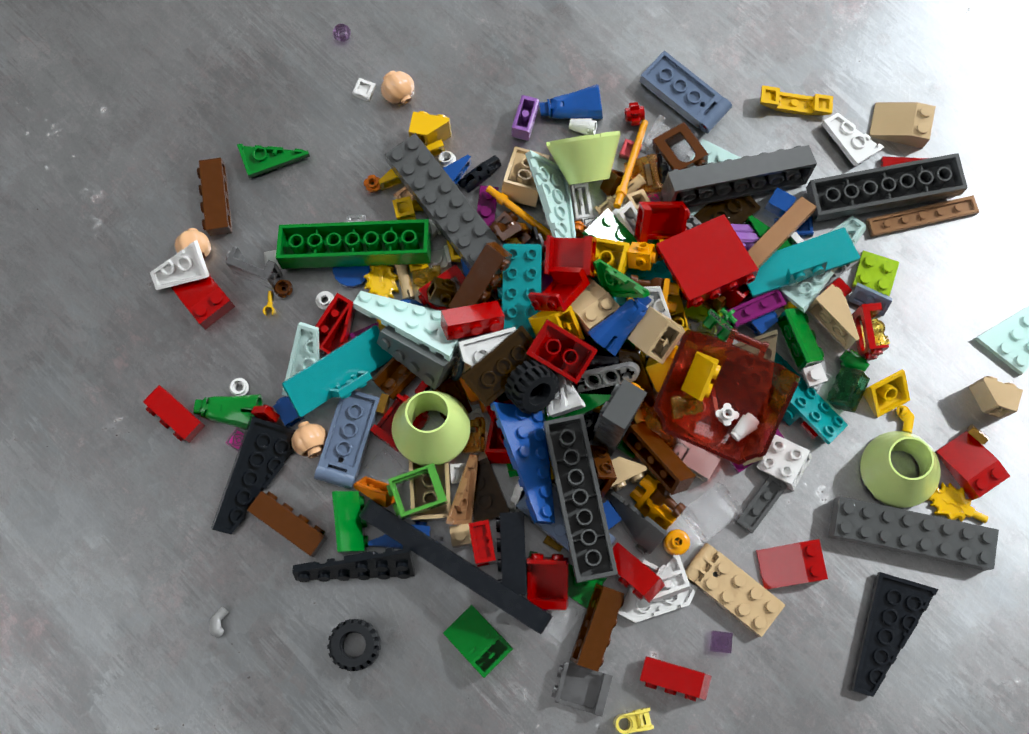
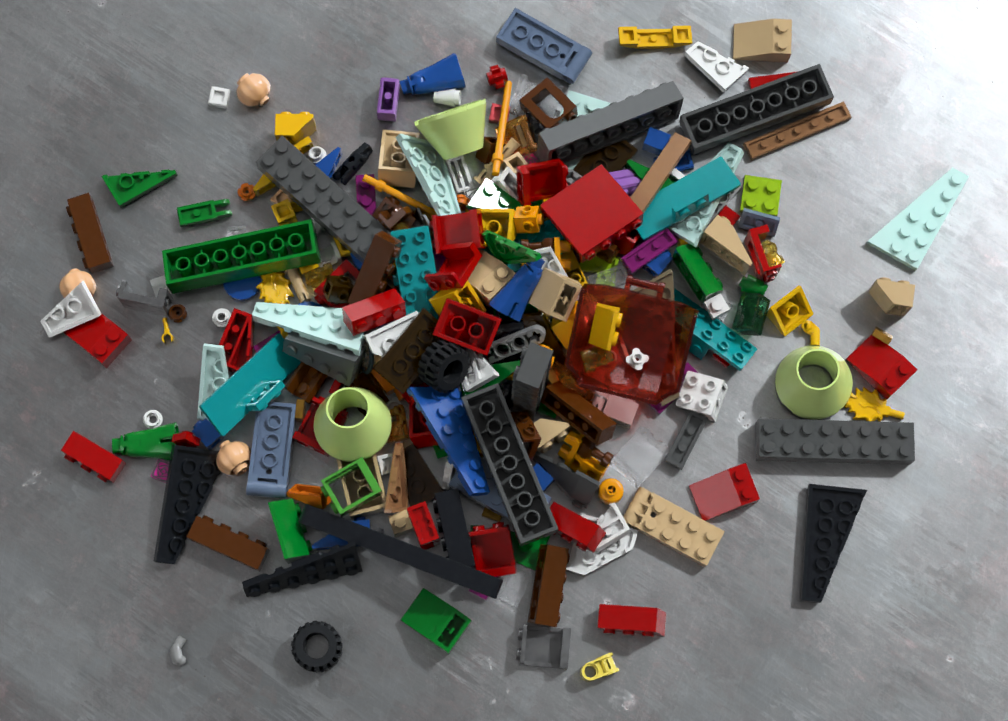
camera: 15 degrees left, 0 degrees up
(326, 195) = (202, 212): none -> green hinge
(341, 28) = (183, 38): clear purple plate -> none
(714, 318) = (609, 267): green hips -> none
(721, 642) = (669, 578): clear purple plate -> none
(744, 427) = (655, 368): white cone -> none

